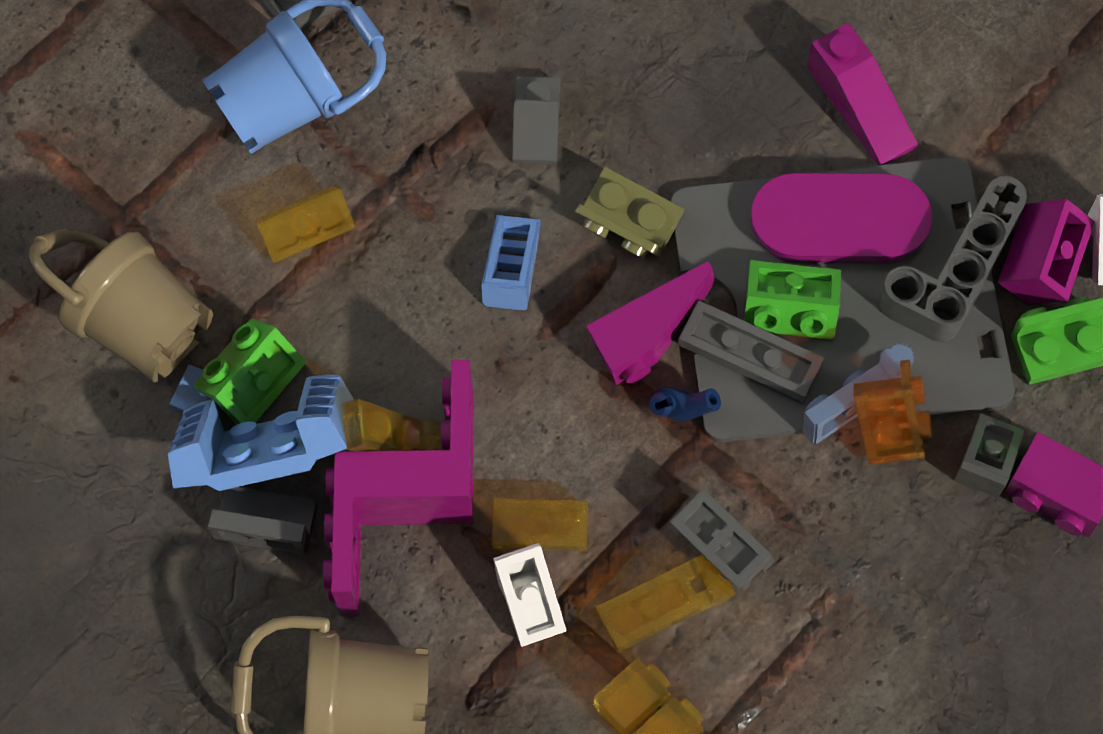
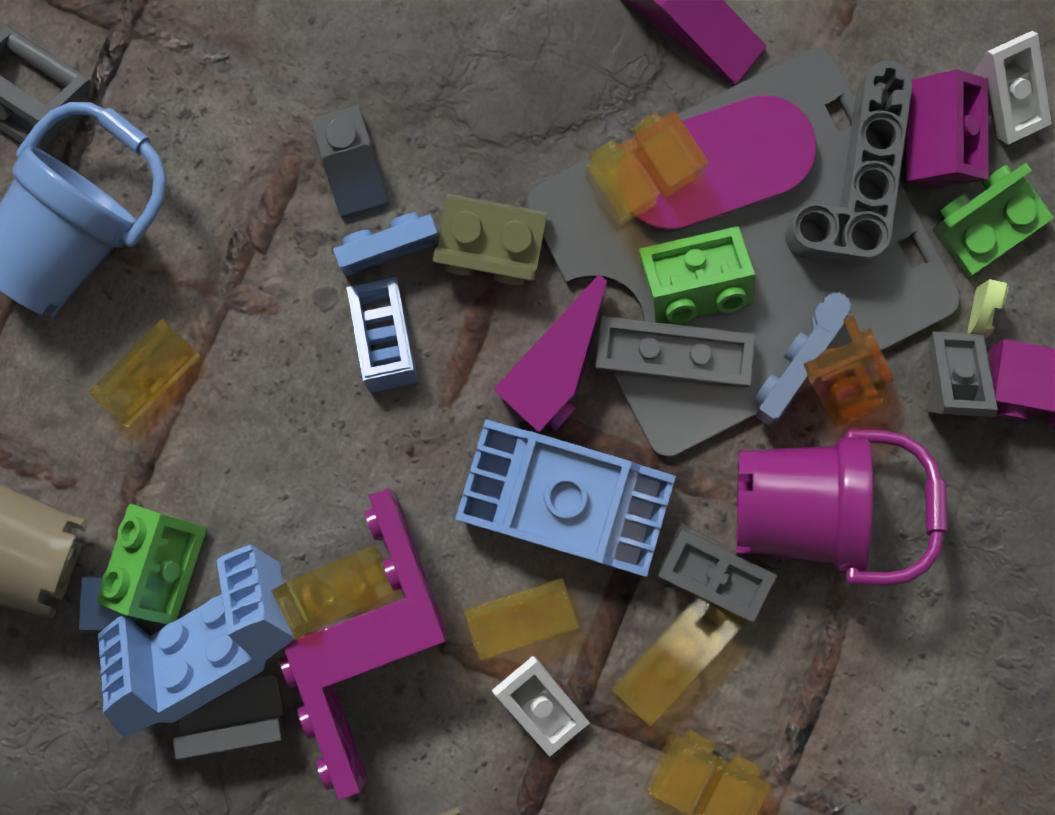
camera: 25 degrees left, 15 degrees up
(541, 190) = (366, 250): none -> medium blue plate
(614, 434) = (565, 497): none -> medium blue plate
(683, 405) = (623, 432): dark blue arm -> none
(798, 187) = (666, 154): none -> clear yellow piece
(830, 508) = (820, 505): none -> magenta piece
(1035, 408) = (987, 298): none -> yellowish green tile

